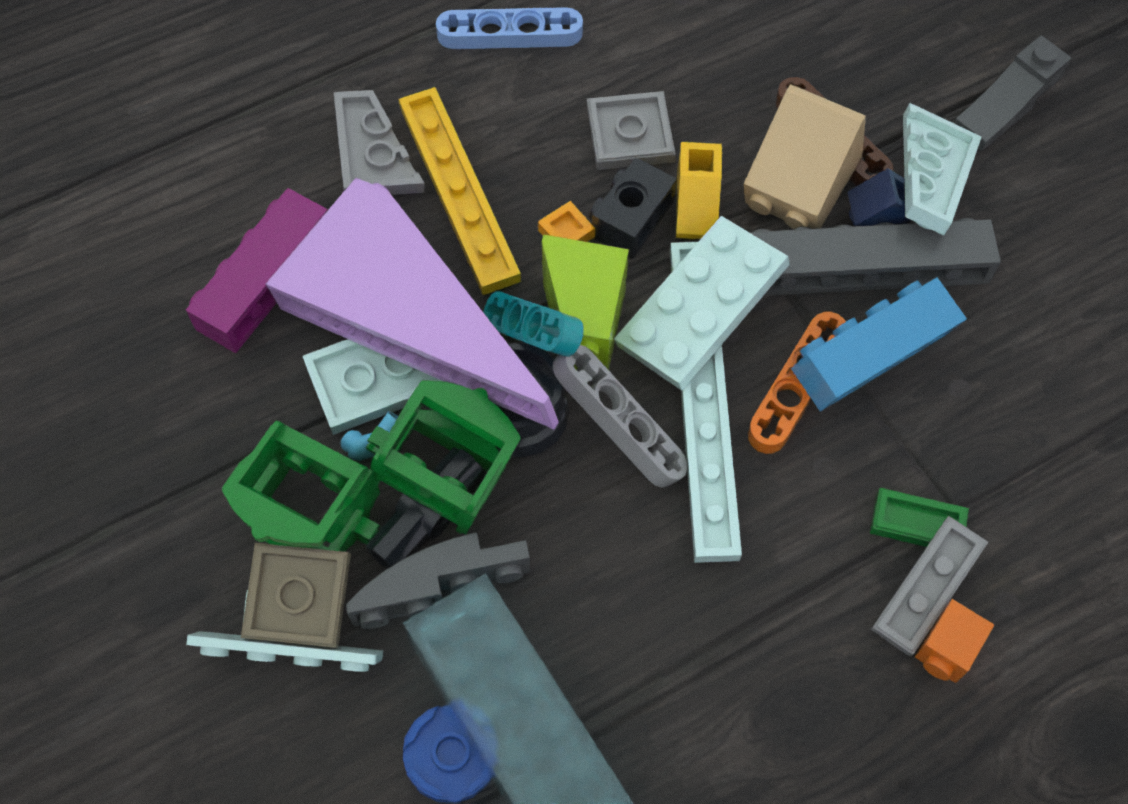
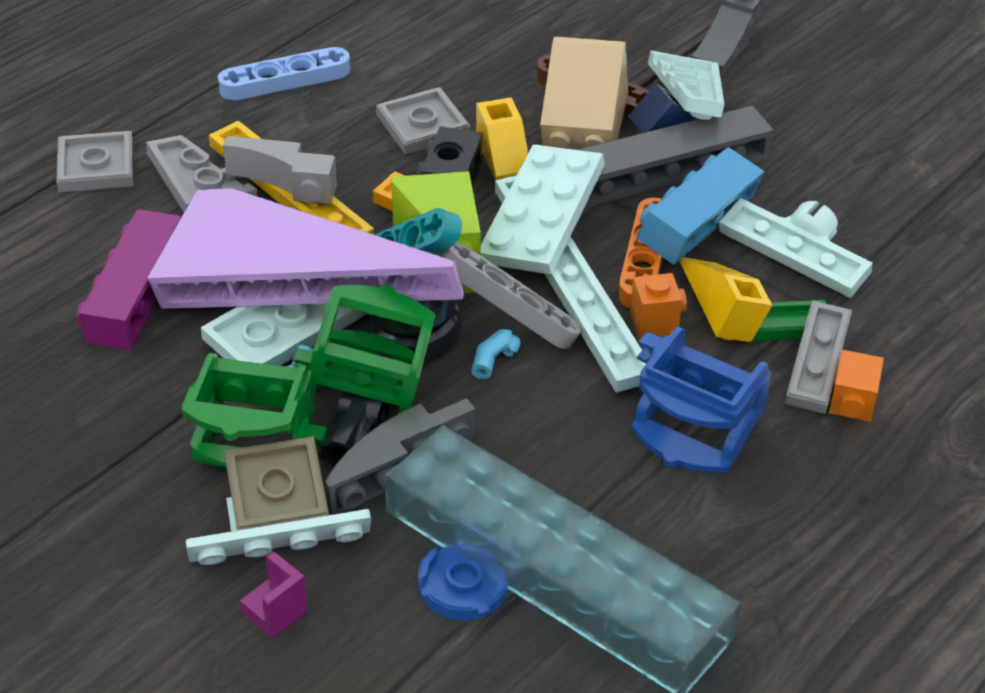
camera: 20 degrees left, 20 degrees down
(256, 723) = (278, 599): none -> magenta panel
(281, 98) = (95, 161): none -> light grey tile
(472, 193) = (283, 165): none -> light grey slope
(584, 465) = (486, 352): none -> medium azure arm
(738, 644) = (700, 393): none -> blue animal
(778, 467) = (656, 304): none -> orange brick
(859, 475) = (729, 298): none -> yellow slope
(970, 423) = (799, 243): none -> light aqua plate

